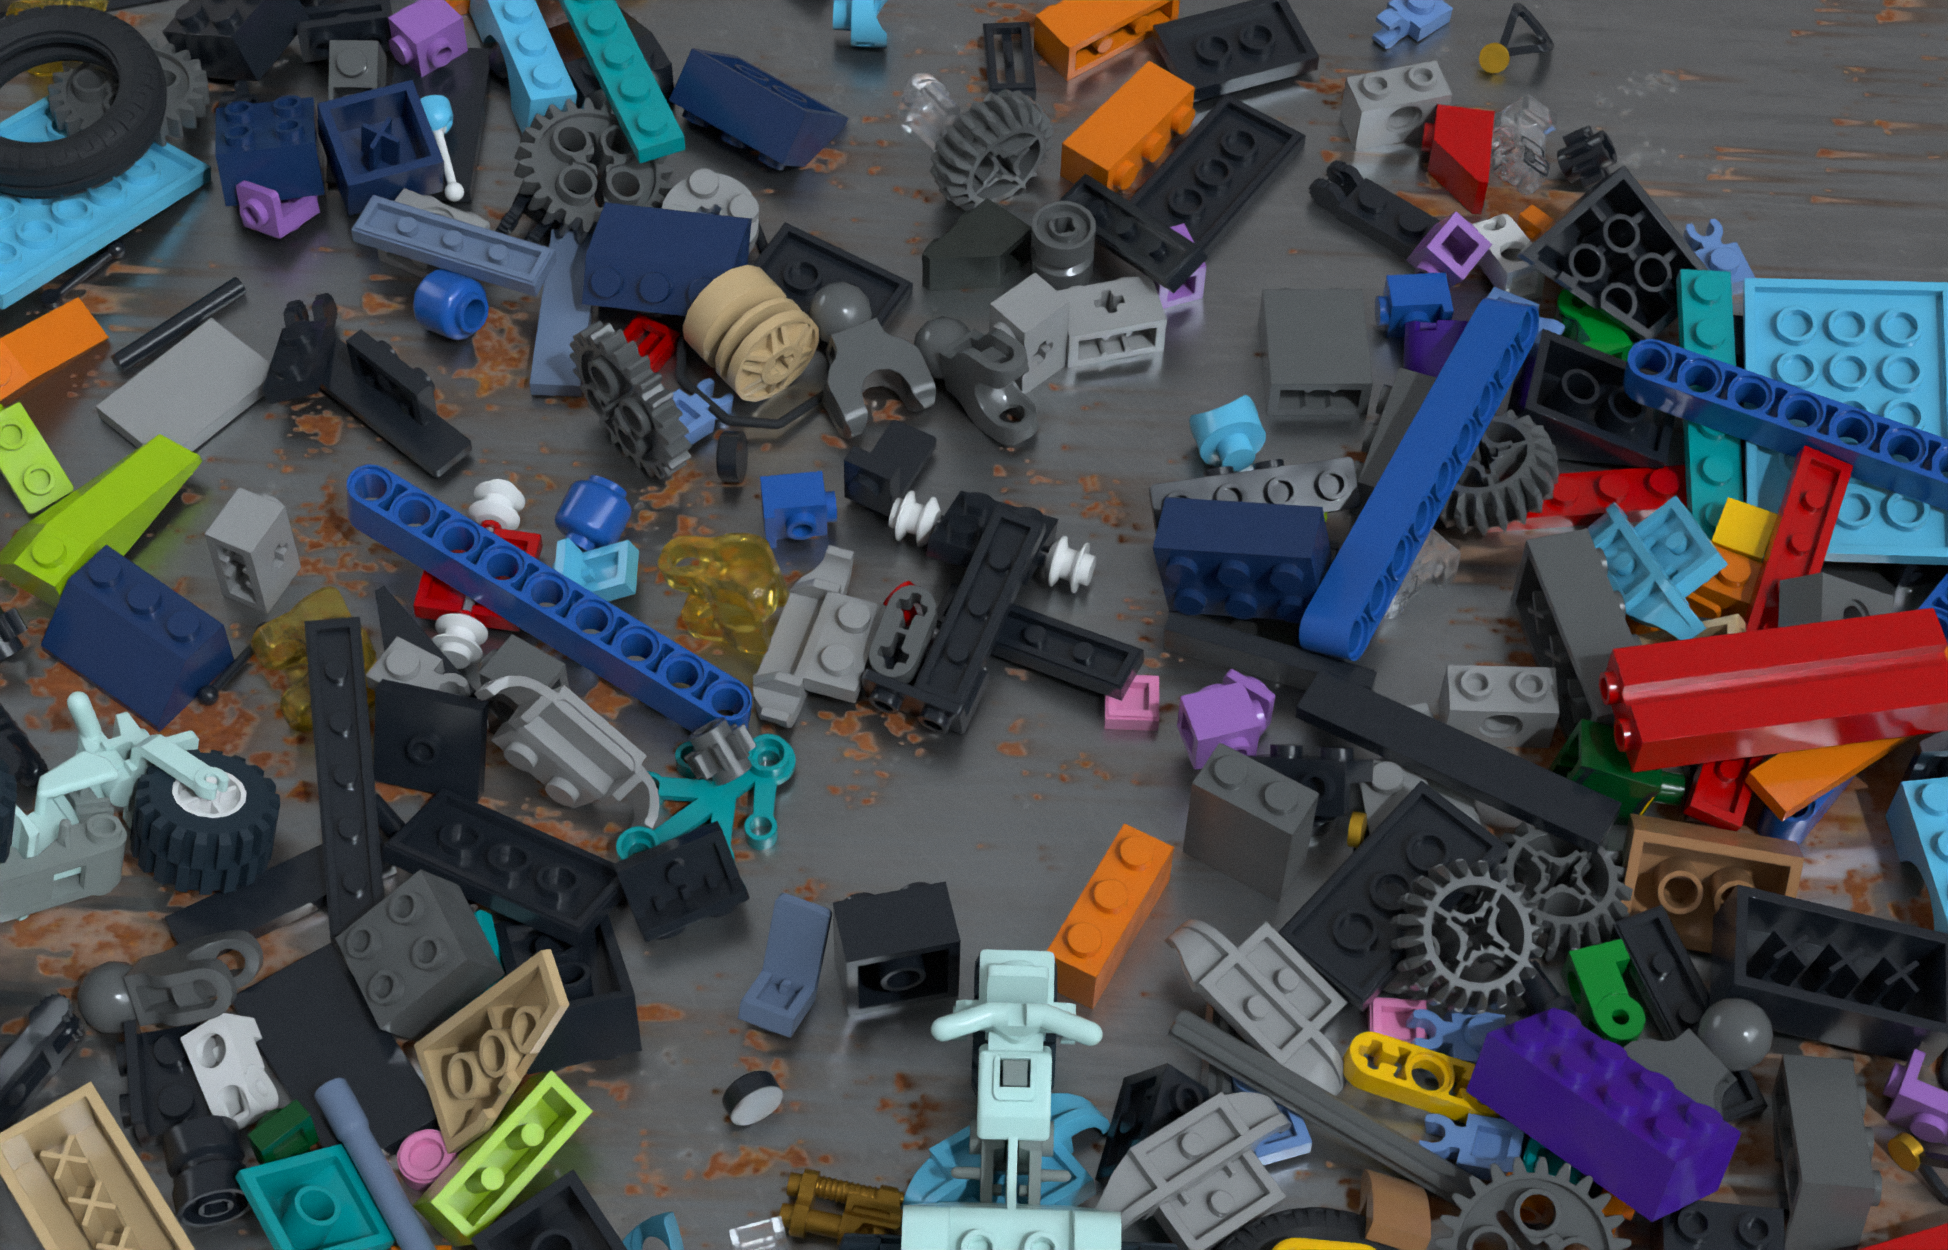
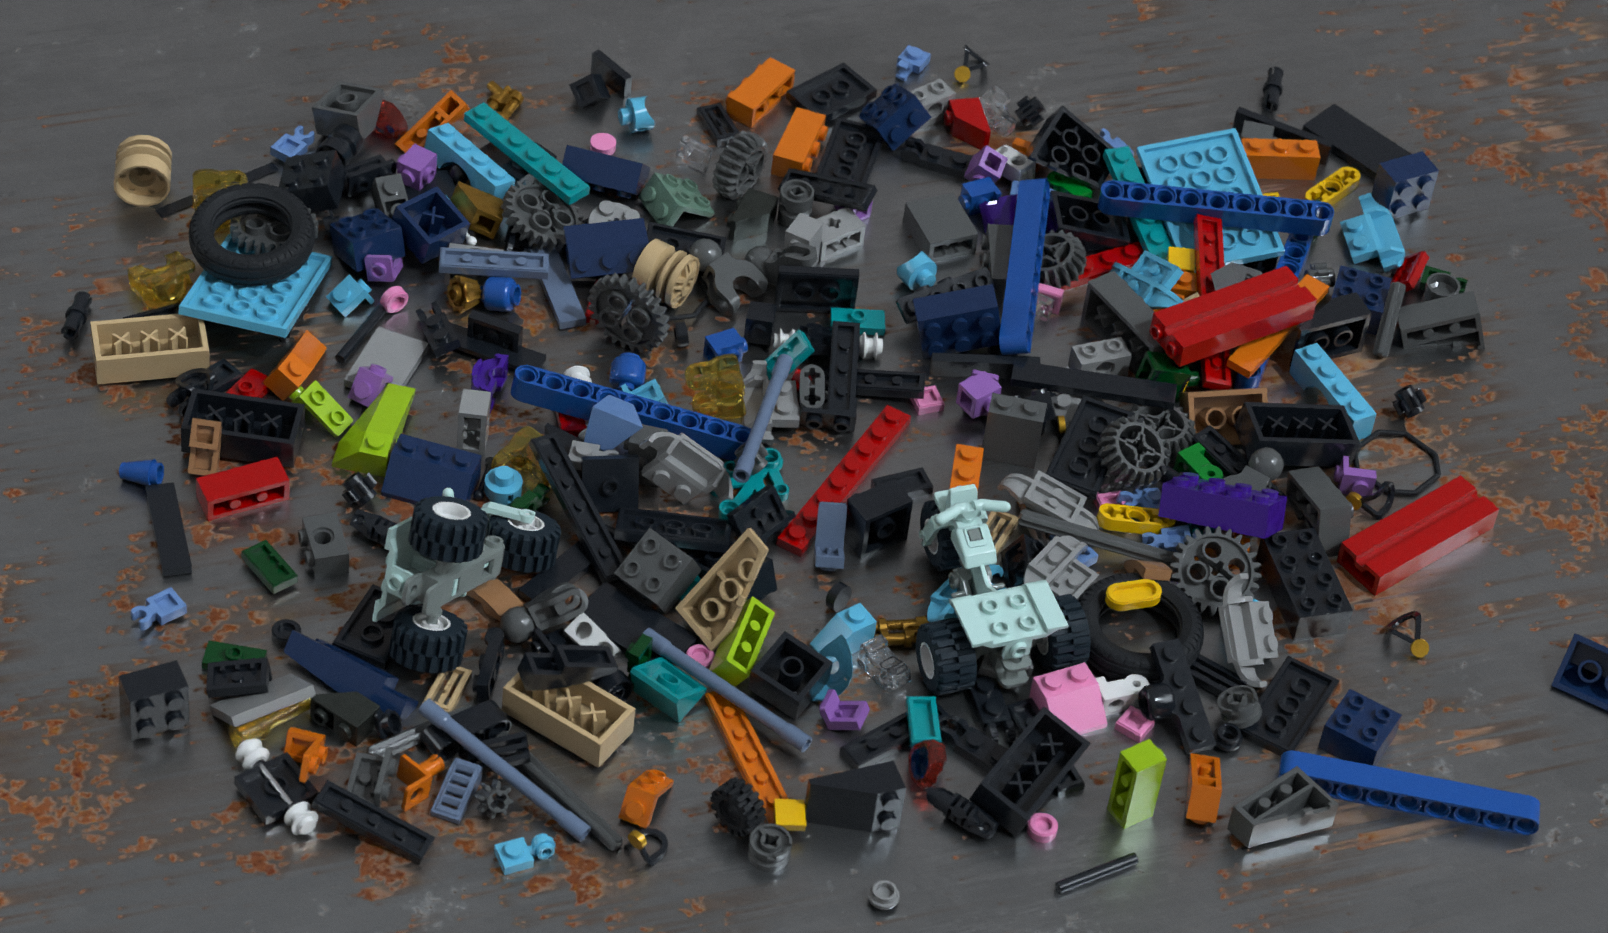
camera: 25 degrees left, 10 degrees down
(110, 1137) = (565, 666): none -> black slope
(114, 924) = (495, 598): none -> medium nougat slope
(127, 424) = (369, 384): none -> medium lavender bracket
(197, 244) = (349, 295): none -> medium azure bracket
(250, 687) = (501, 483): none -> medium azure piece
(263, 272) = (394, 299): none -> bright pink tile
(272, 743) = (534, 499): none -> dark green plate
(321, 472) = (490, 375): none -> dark purple cylinder
(386, 288) = (463, 293): none -> pearl gold piece
(474, 617) = (612, 423): none -> medium blue slope
(488, 134) = (478, 208): none -> pearl gold slope
(680, 768) = (747, 459): none -> sand blue piece
(722, 1188) = (853, 623): none -> medium azure slope
(786, 57) = (603, 143): none -> bright pink tile
(855, 182) = (670, 196): none -> sand green bracket
(895, 555) = (796, 347): none -> teal plate
(900, 830) = (845, 477): none -> red plate
(1000, 877) = (914, 482): none -> black tile
(1012, 428) = (815, 288): none -> black tile
(1079, 505) = (870, 320): none -> teal plate
(1101, 1059) = (1007, 532): none -> tan tile
(1323, 114) = (895, 115): none -> dark blue bracket
(1464, 539) = (1054, 293): none -> bright pink tile

